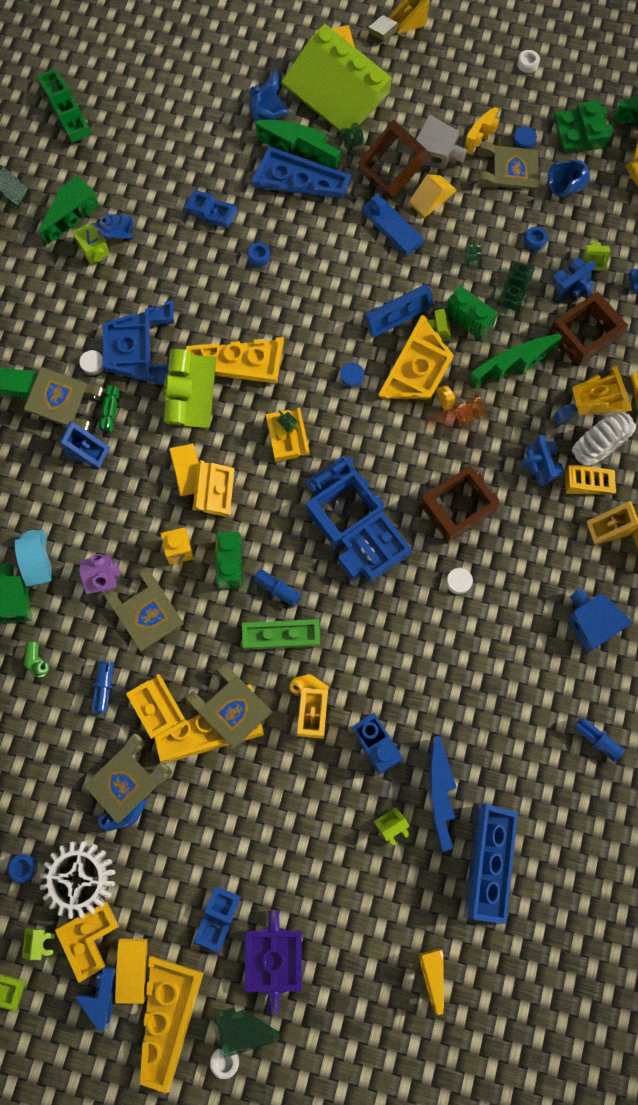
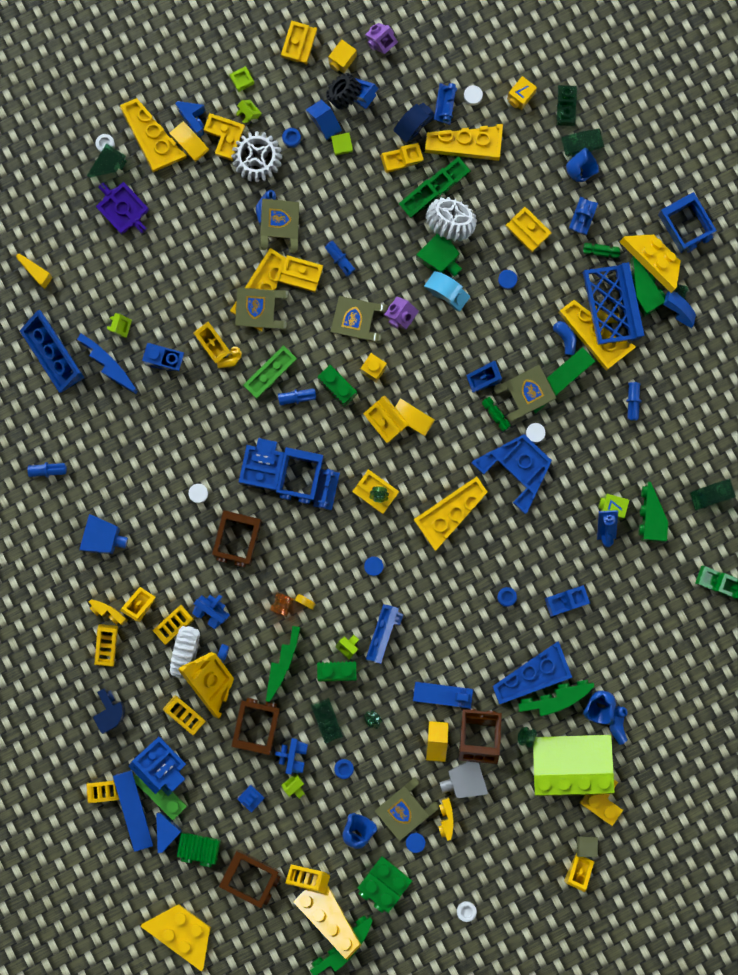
camera: 140 degrees right, 10 degrees up
(33, 662) = (390, 238): bright green arm -> none
(189, 389) = (458, 465): lime panel -> none
(216, 920) = (168, 201): blue slope -> none
(418, 366) = (337, 606): yellow wing -> none

